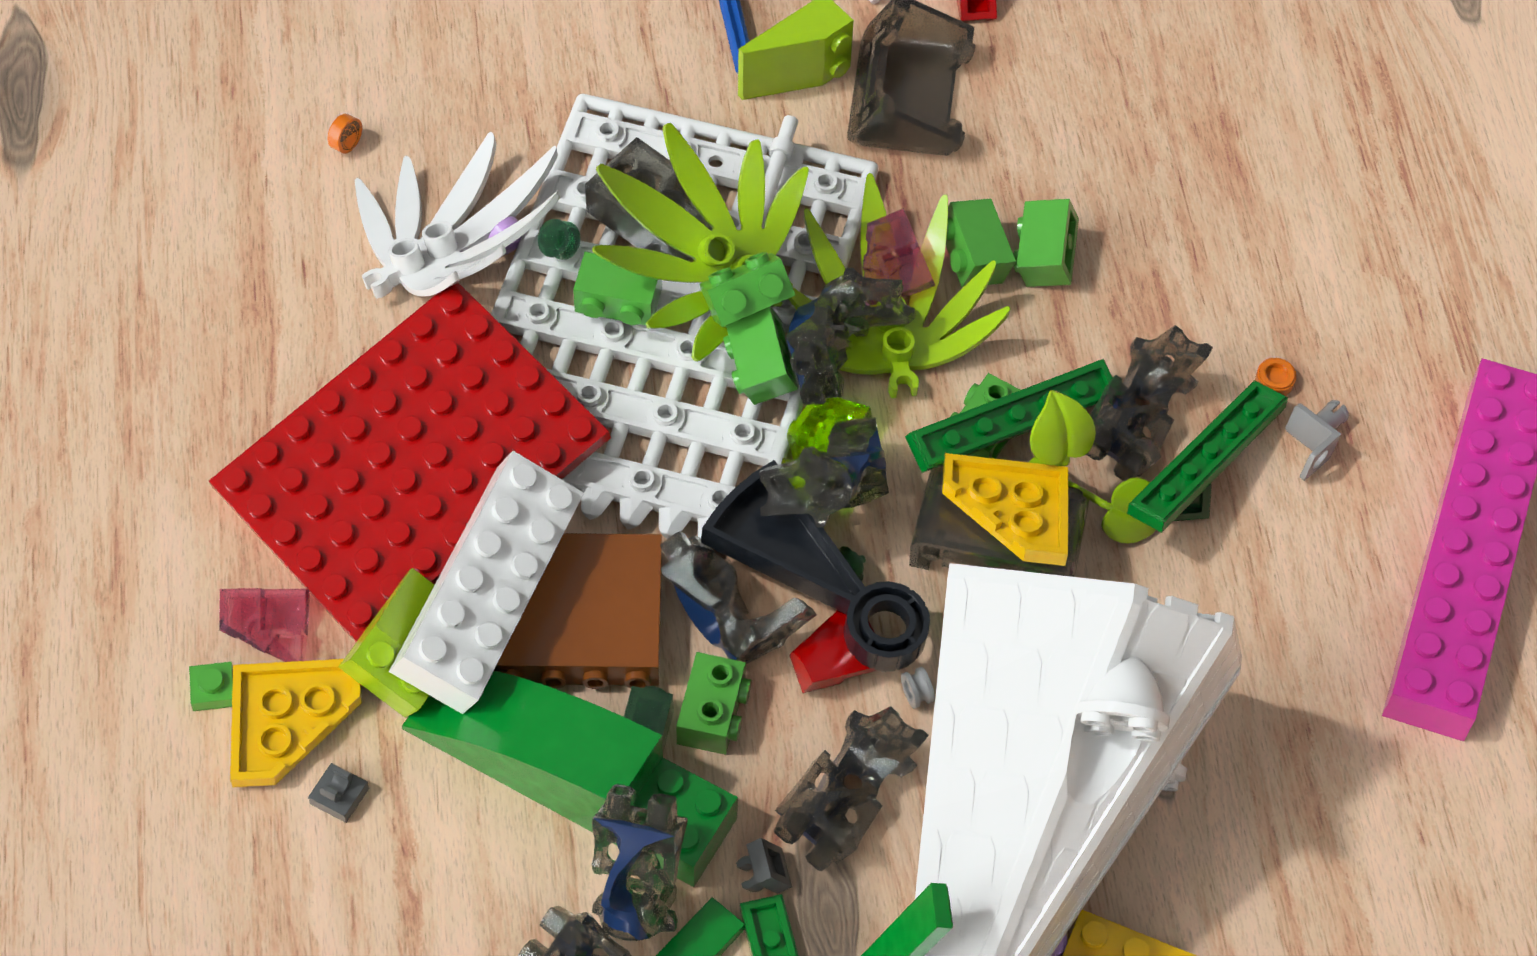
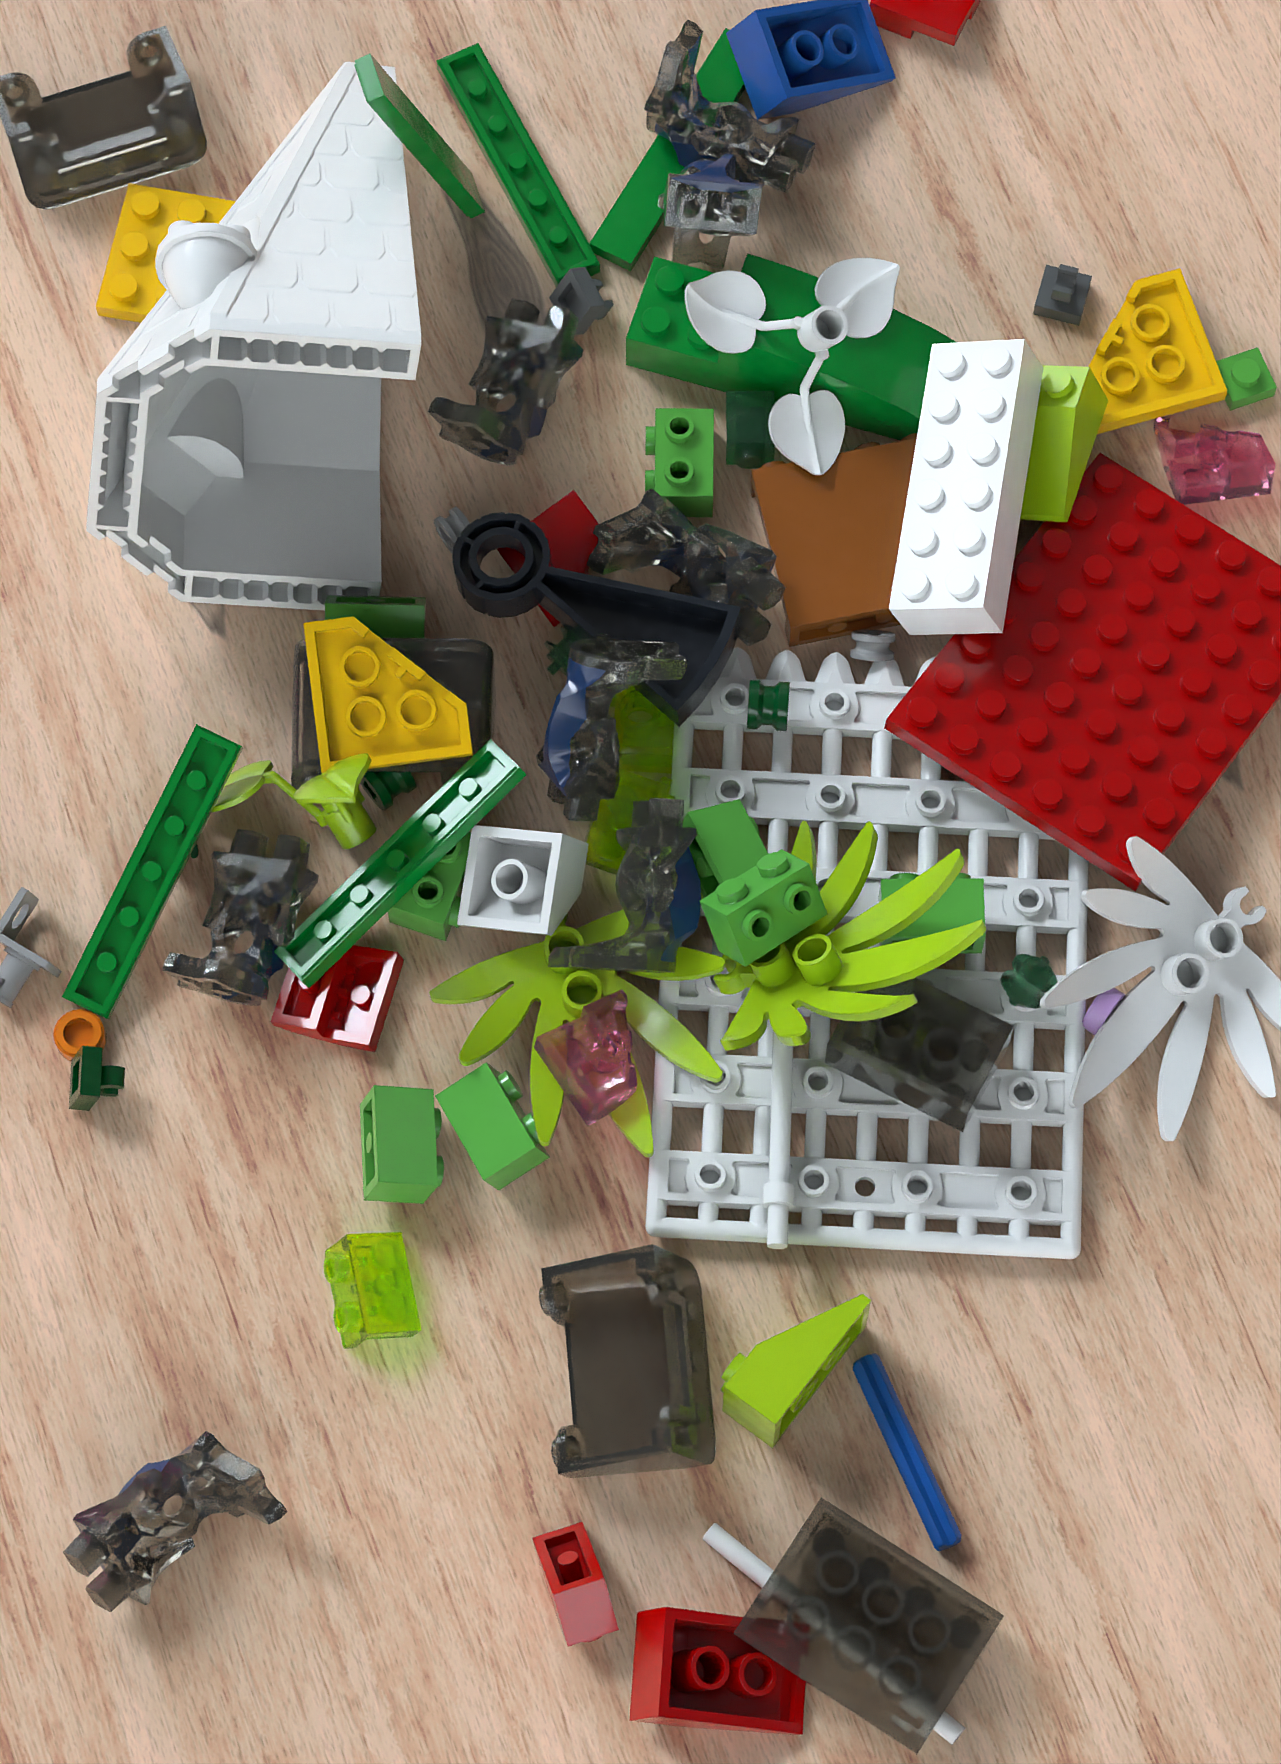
camera: 170 degrees right, 10 degrees up
(602, 677) = (854, 303): none -> white plant
(603, 513) = (872, 645): none -> light grey bush
(698, 468) = (768, 705): none -> dark green wheel
(919, 387) = (520, 879): none -> white slope
(1067, 350) = (345, 1002): none -> red slope
(1082, 168) = (371, 1288): none -> clear neon green bracket
(1253, 57) = (125, 1527): none -> clear smoke hips
(1270, 336) = (91, 1079): none -> dark green tile

